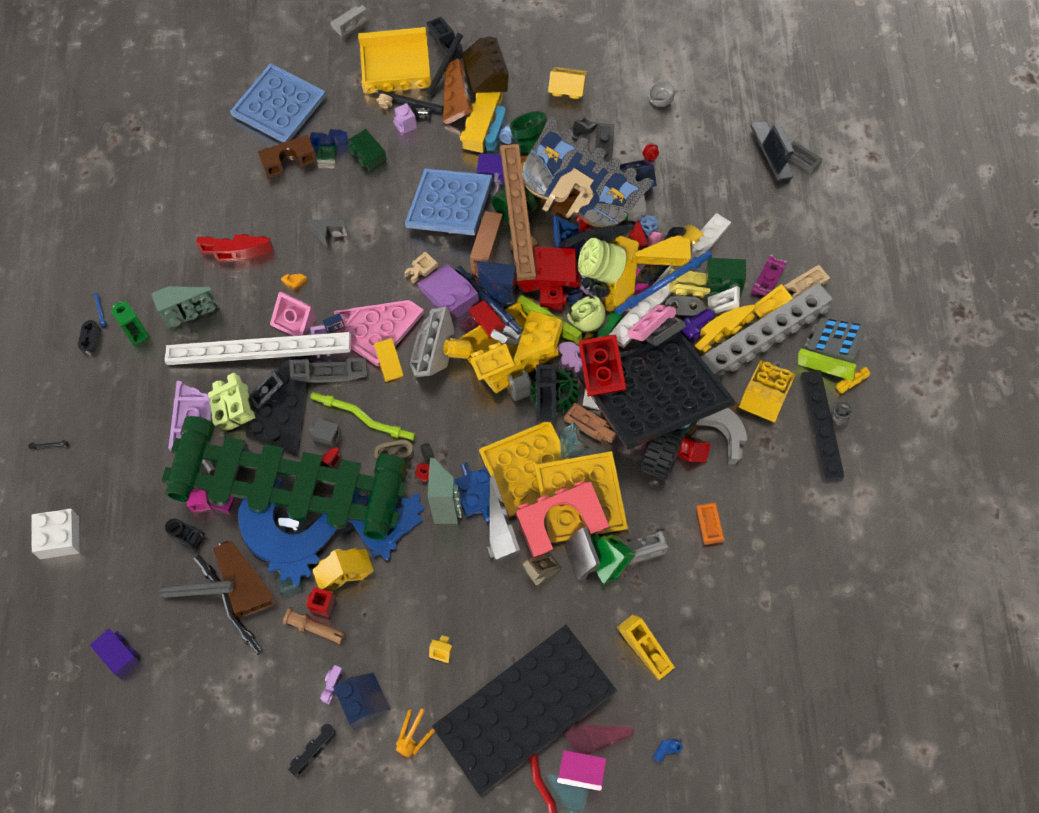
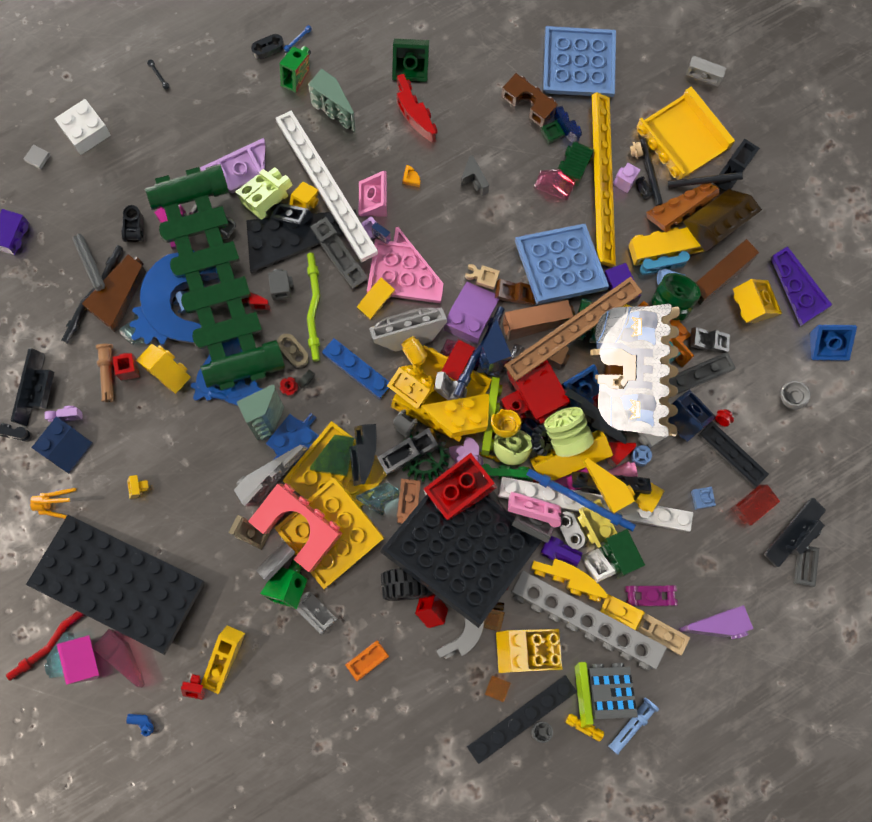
camera: 55 degrees right, 10 degrees up
(54, 593) = (37, 157): none -> light grey tile
(185, 226) = (410, 59): none -> dark green slope
(256, 371) = (304, 196): none -> yellow brick
(288, 699) = (33, 387): none -> black bracket
(373, 174) = (554, 183): none -> clear pink slope
(394, 136) = (603, 180): none -> yellow plate
(442, 408) = (356, 368): none -> blue plate
(452, 249) = (514, 292): none -> reddish brown slope
(514, 460) = (334, 457): none -> clear green wing
(526, 433) = (363, 452): none -> black slope
(529, 83) = (726, 270): none -> reddish brown slope
(565, 306) = (506, 423): none -> yellow hair
(573, 47) = (799, 286): none -> dark purple wing
(633, 48) = (832, 342): none -> blue slope
(659, 685) = (193, 689): none -> red tile
(686, 161) = (733, 454): none -> black tile
(708, 200) = (703, 498): none -> medium blue tile
(734, 165) = (755, 504): none -> clear red hinge
(787, 431) = (497, 688): none -> clear orange tile
(821, 230) = (730, 623): none -> medium lavender slope
(871, 345) = (642, 719): none -> light blue pin

